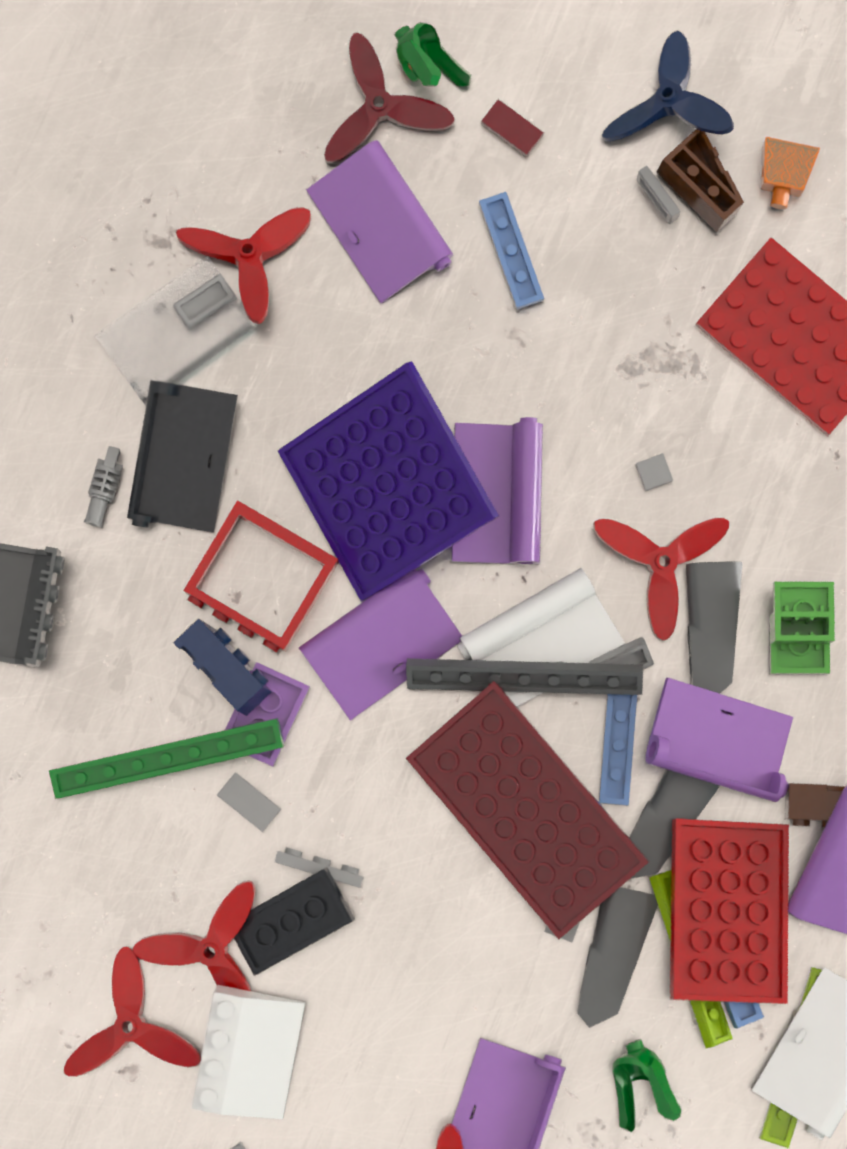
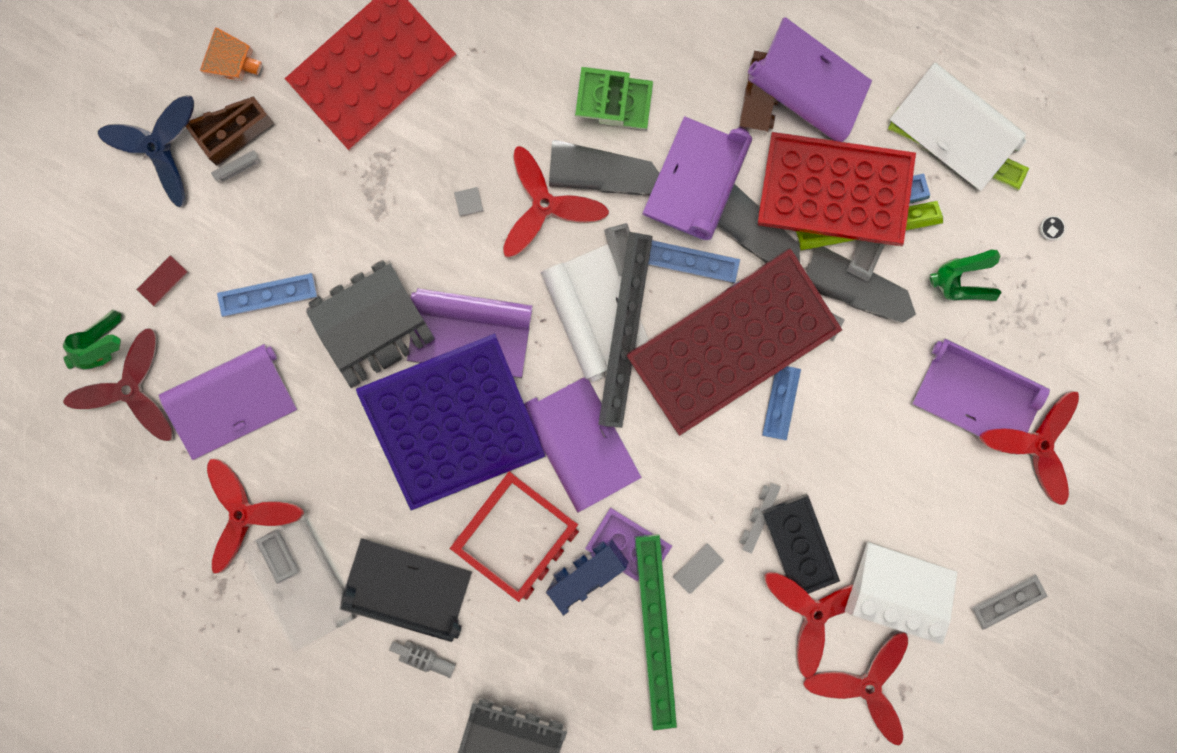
camera: 85 degrees left, 5 degrees up
(460, 877) = (781, 403): none -> medium blue plate
(495, 369) = (366, 321): none -> dark grey hinge
(648, 957) = (865, 259): none -> light grey tile

